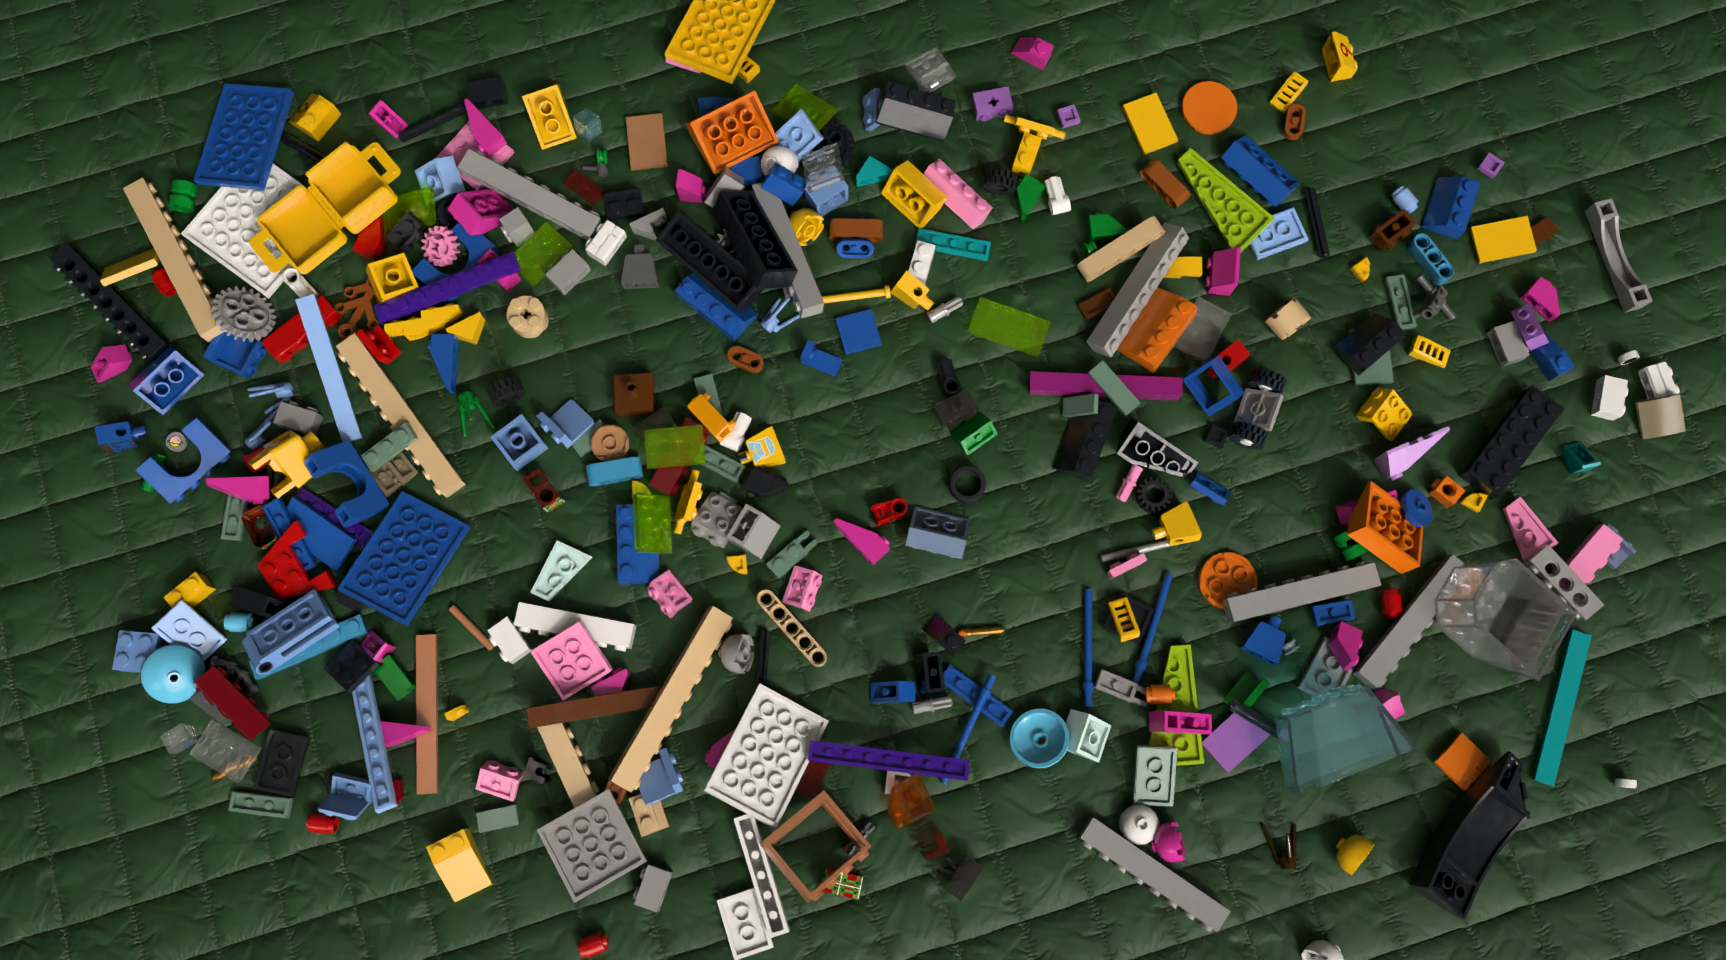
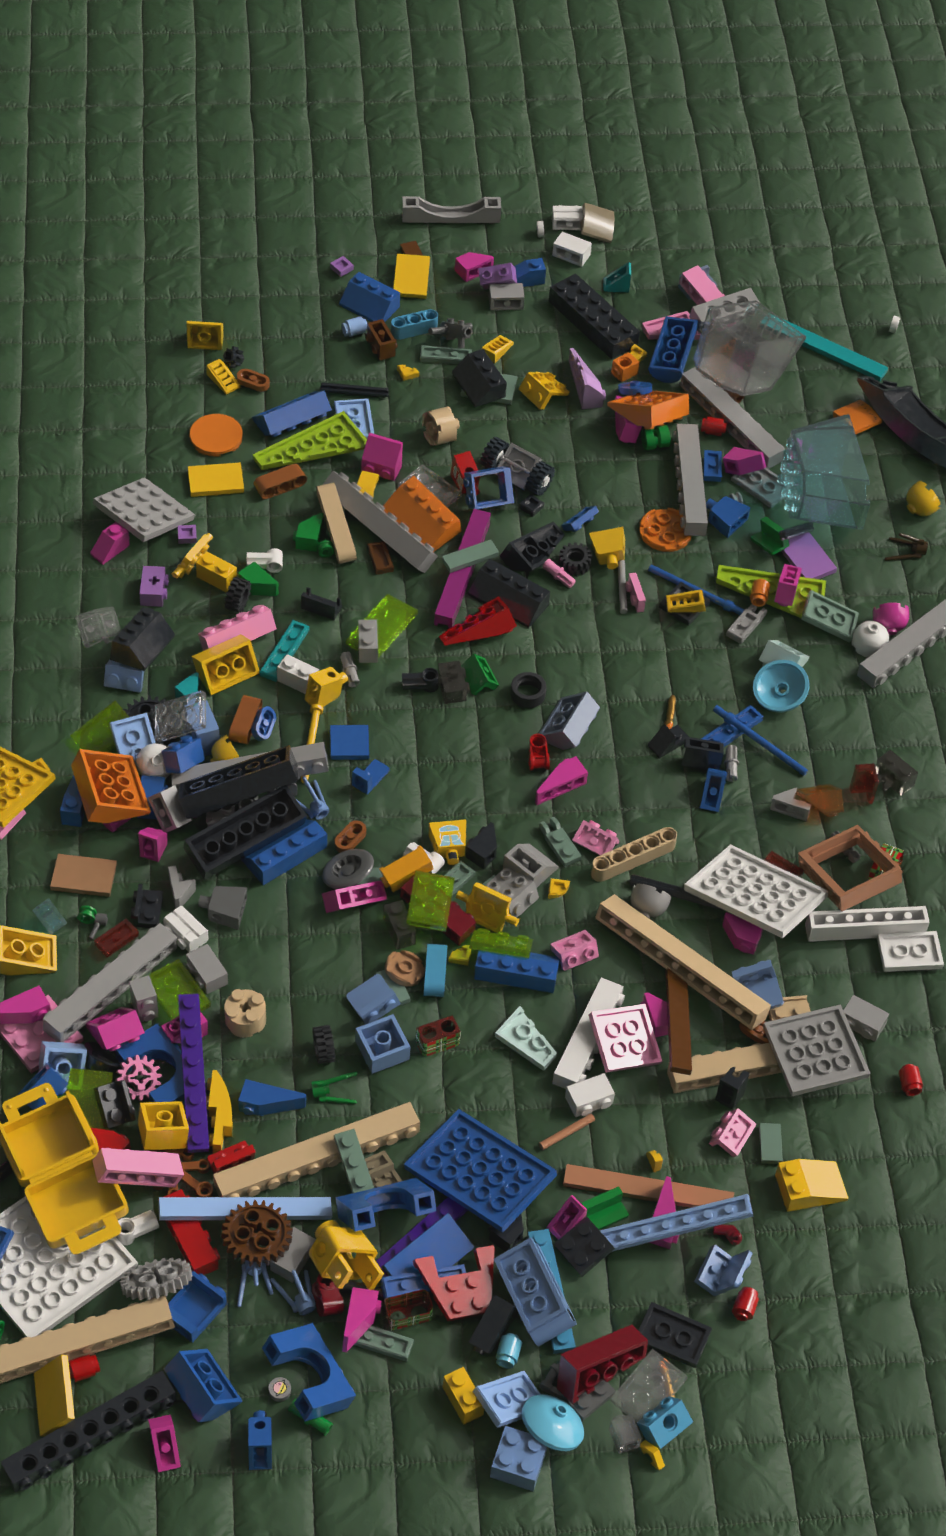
camera: 80 degrees left, 25 degrees down
(165, 765) = (654, 1453): none -> yellow tile
(190, 771) = (675, 1422): none -> dark azure brick
(260, 804) = (713, 1367): sand green tile -> none
(281, 380) = (257, 1233): none -> reddish brown gear
(335, 267) = (138, 1167): none -> bright pink brick
(413, 173) = (46, 1075): none -> blue brick
(468, 329) = (241, 1069): yellow slope -> none
(634, 394) = (360, 934): reddish brown brick -> none
(674, 377) = (354, 896): none -> dark pink slope
(707, 367) = (347, 868): none -> dark grey wheel
(888, 760) = (779, 797): dark purple plate -> none
(976, 316) = (368, 641): none -> light grey brick
(1019, 262) = (320, 605): none -> black hinge
(1041, 426) = (491, 620): none -> red wedge
(1080, 405) = (477, 587): sand green tile -> none
(1082, 67) = (143, 509): none -> light grey plate
(1087, 685) = (738, 647): blue bar -> none
(1317, 94) = (233, 357): none -> black gear
(1488, 537) = (672, 349): none -> blue brick

